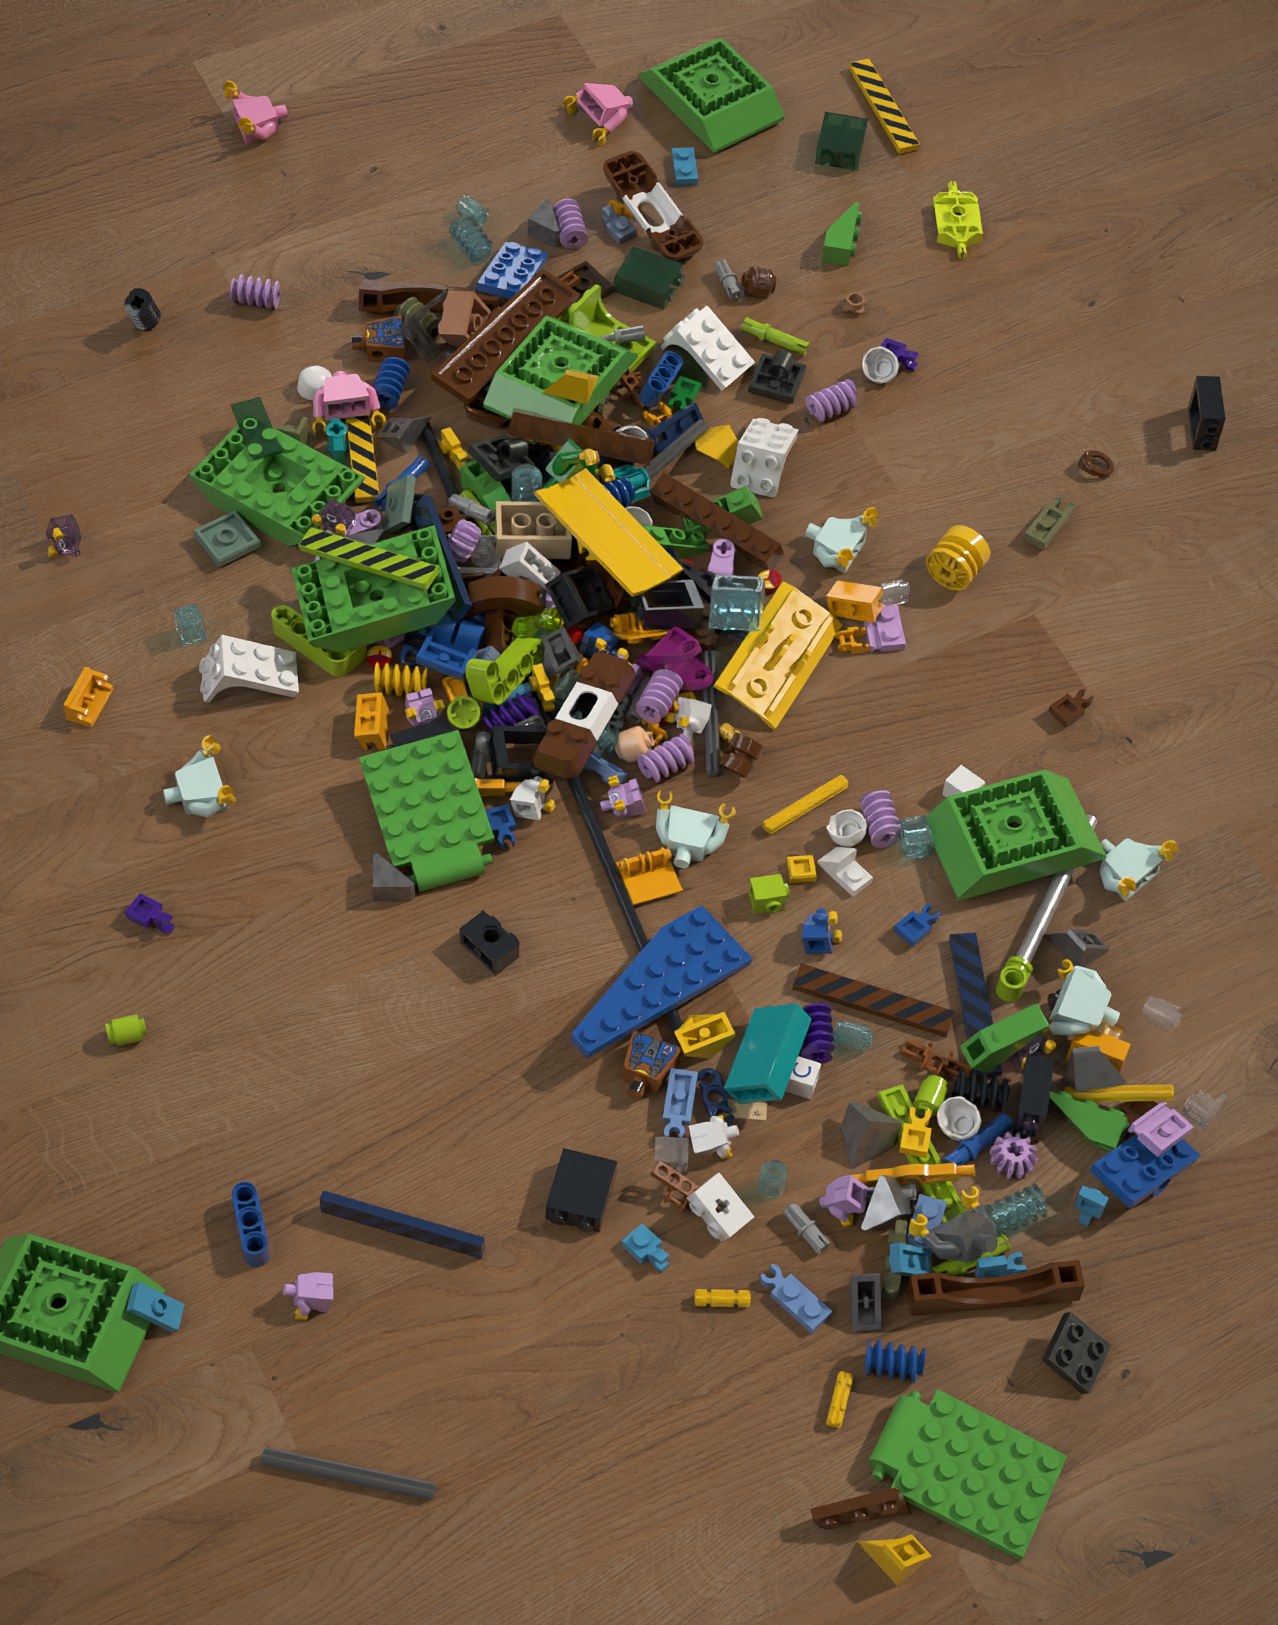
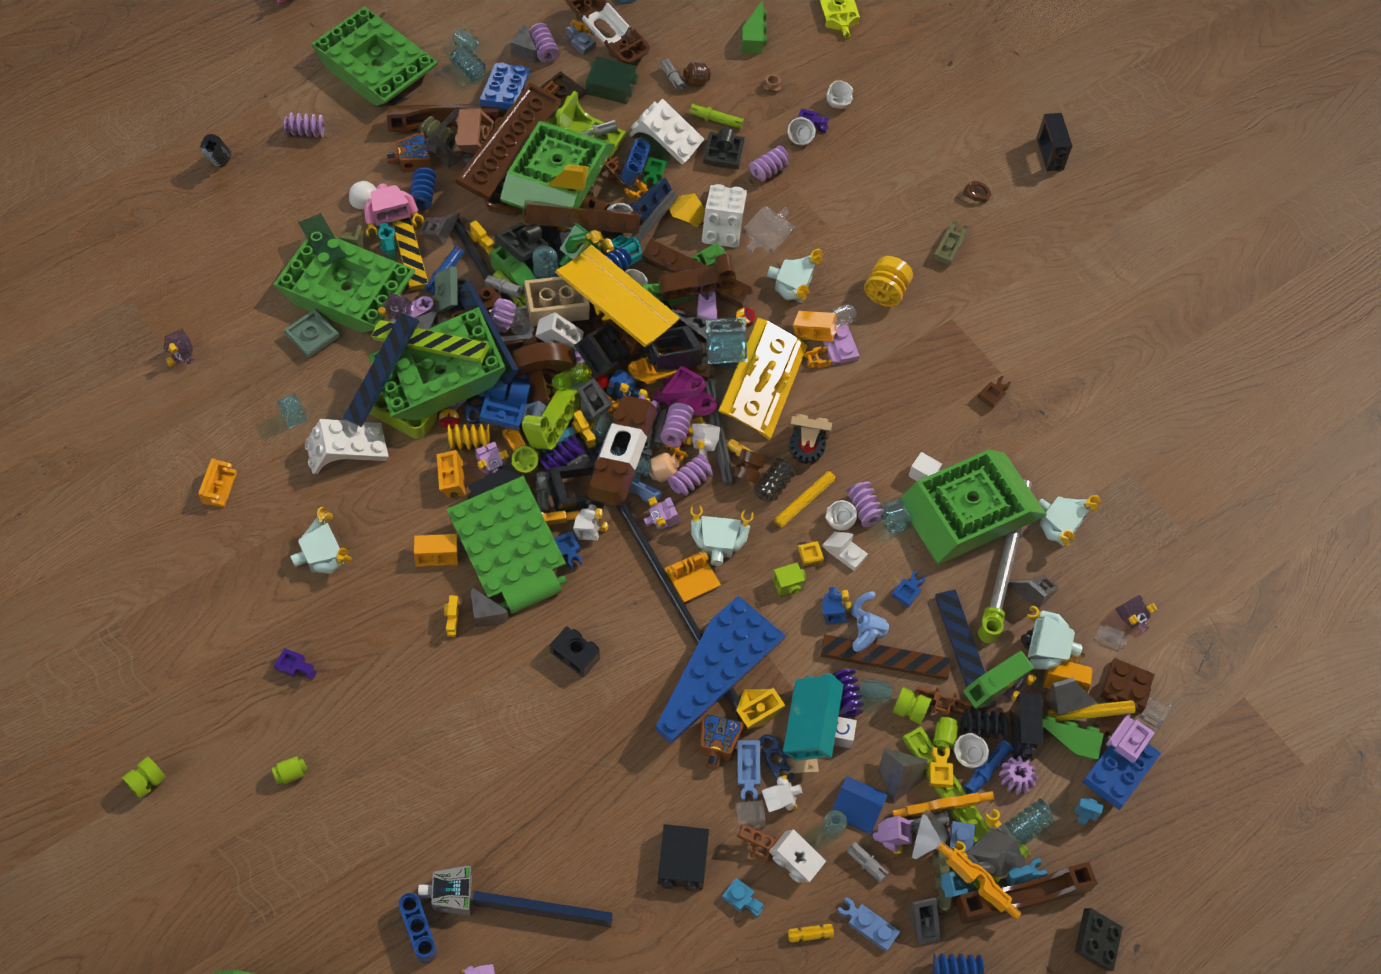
camera: 10 degrees left, 5 degrees up
(295, 1188) = (450, 890): none -> torso
(304, 585) = (381, 369): none -> dark blue tile
(339, 806) = (435, 550): none -> light orange hinge
(347, 877) = (452, 611): none -> yellow plate
(349, 198) = (368, 40): none -> bright green slope
(715, 527) = (699, 280): none -> reddish brown beam
(770, 777) = (774, 480): none -> clear smoke piece
(809, 1162) = (860, 804): none -> blue slope
(817, 480) = (768, 229): none -> clear plate
(822, 731) = (808, 436): none -> plate
(857, 956) = (868, 624): none -> light blue piece
(893, 1057) = (911, 705): none -> lime wheel
(938, 326) = (839, 95): none -> white hair
(947, 1270) = (988, 888): none -> light orange piece
(1174, 1067) = (1127, 683): none -> reddish brown plate
(1200, 988) = (1135, 612): none -> clear purple piece

